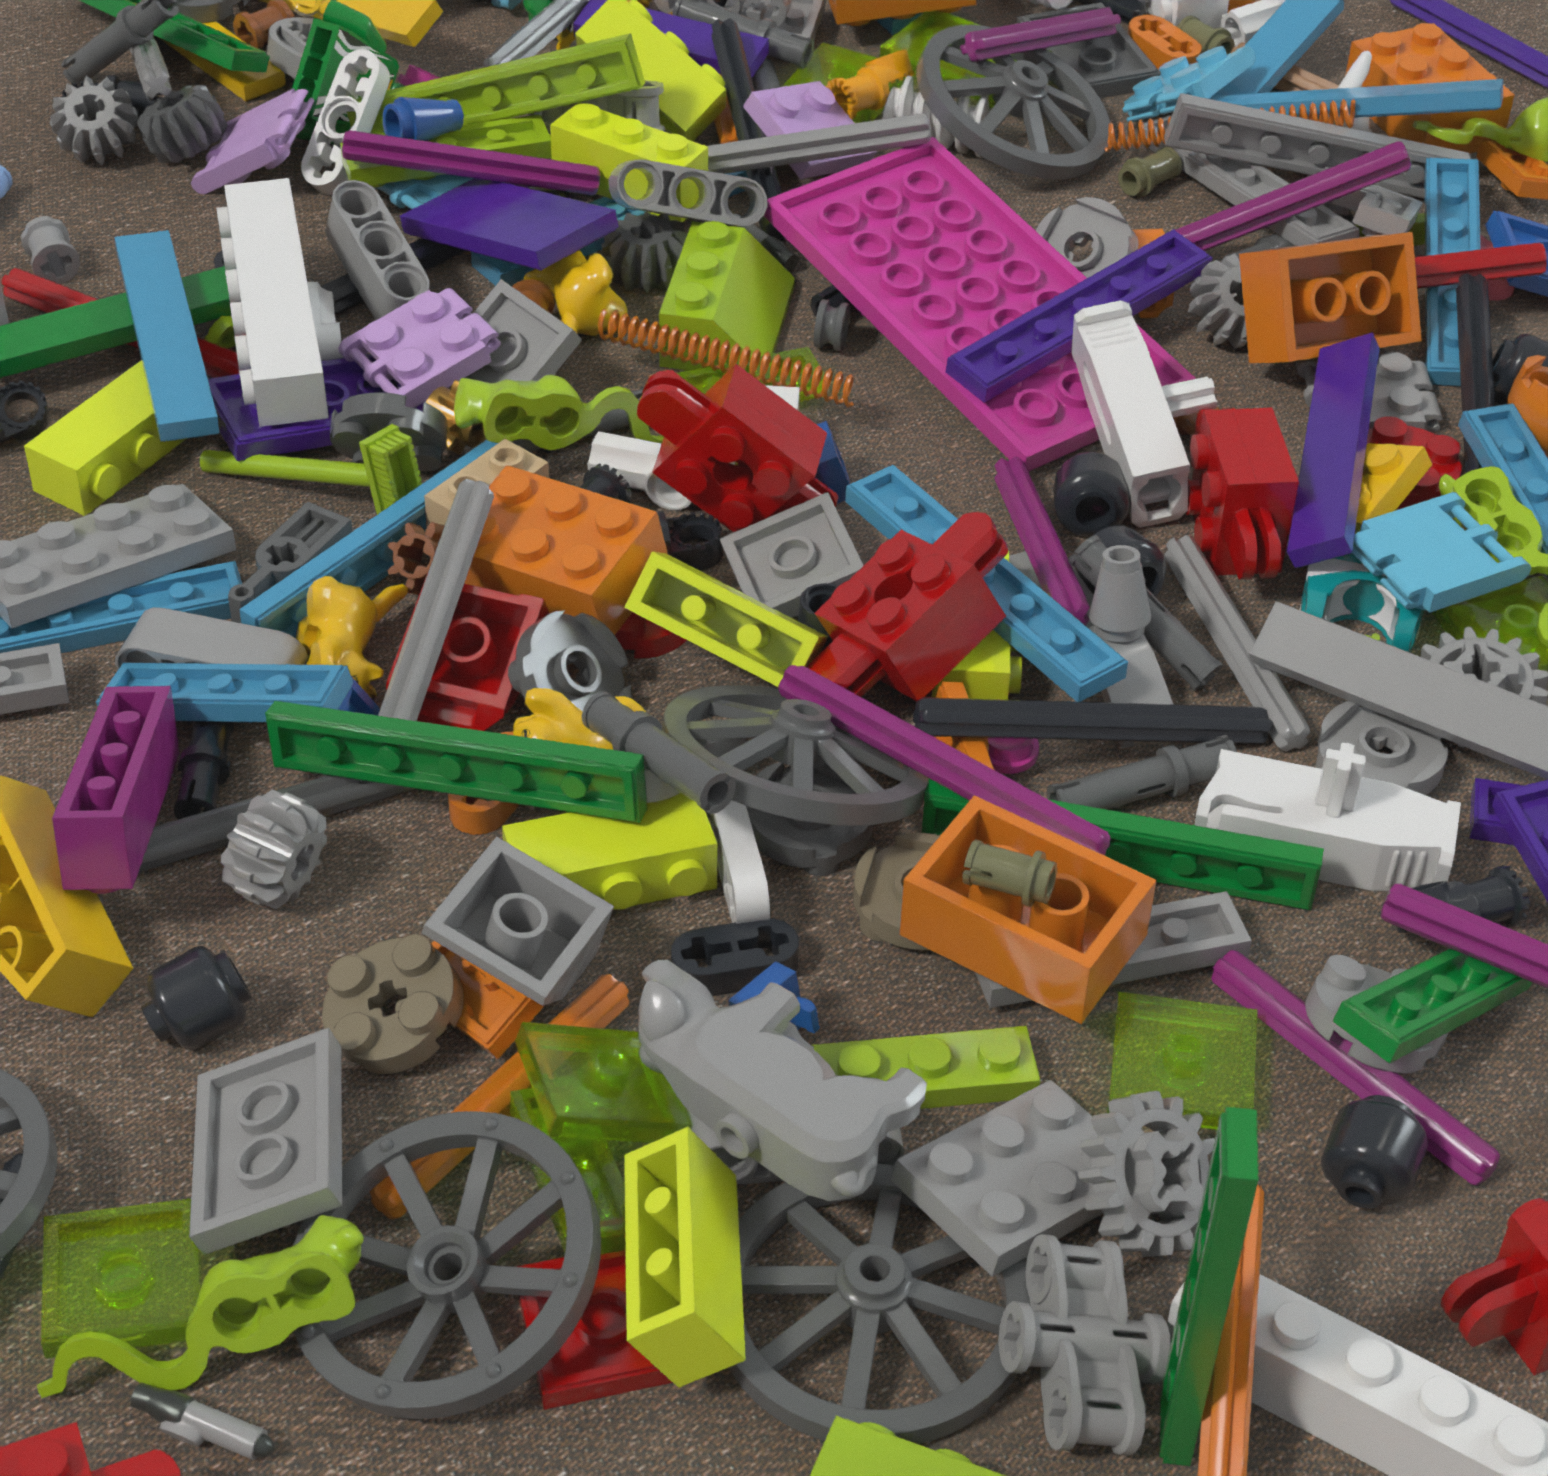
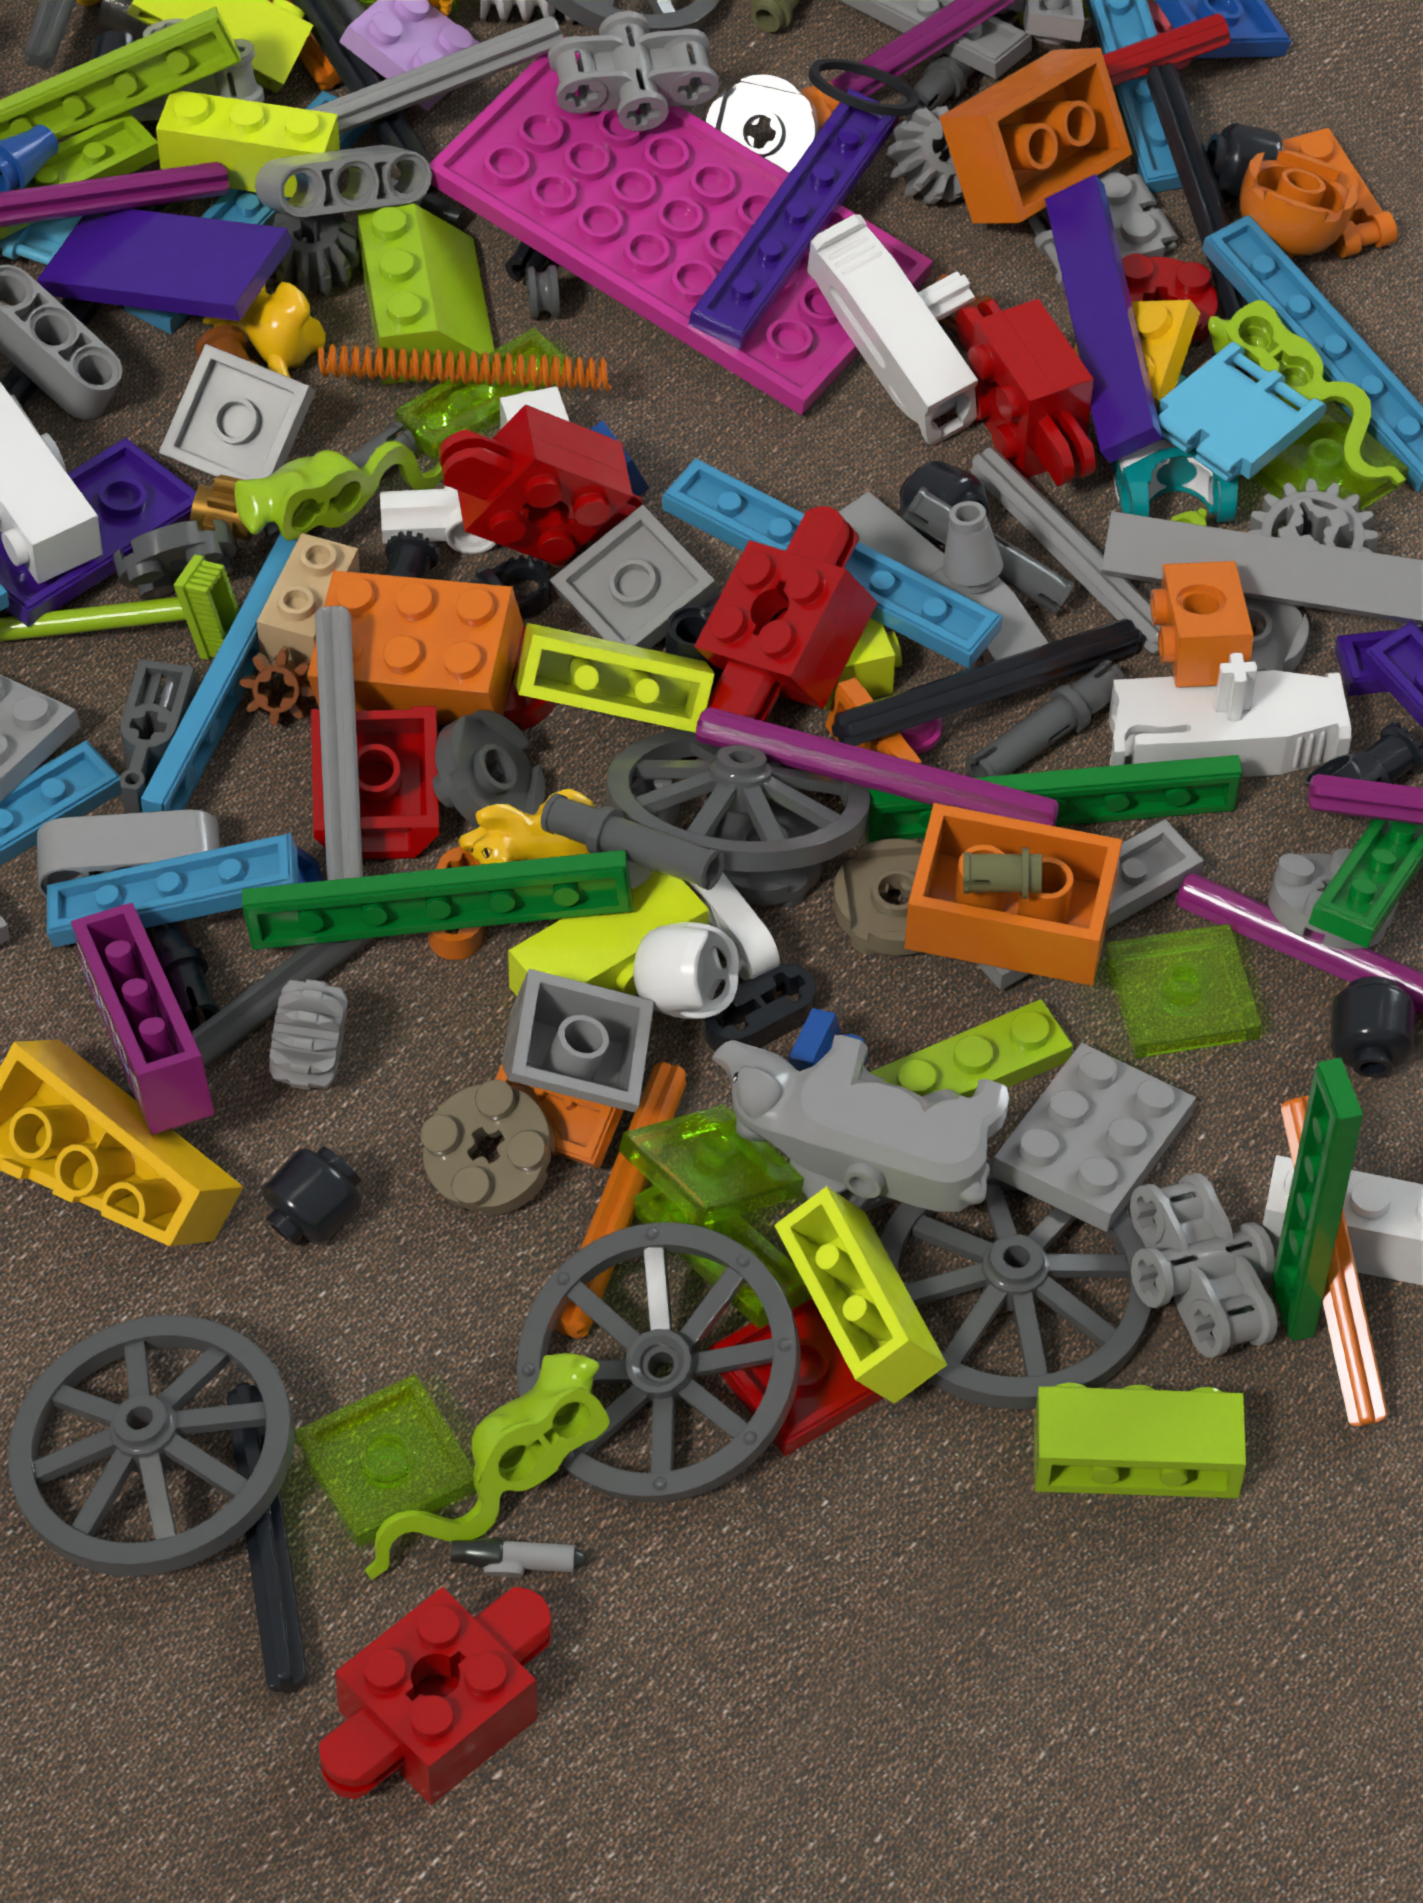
camera: 20 degrees left, 10 degrees up
(267, 1142) = (453, 1305): light grey plate -> none
(342, 624) = (239, 789): yellow animal -> none
(422, 345) = (154, 439): lavender plate -> none
(662, 889) = (682, 970): none -> white helmet
(1004, 172) = (633, 71): none -> light grey axle
(1040, 537) = (855, 492): magenta axle -> none
(1090, 493) = (882, 427): black head -> none
(1145, 209) = (865, 105): none -> black piece
(1147, 1173) = (1204, 1104): light grey gear -> none
(1325, 708) = (1200, 620): none -> orange brick

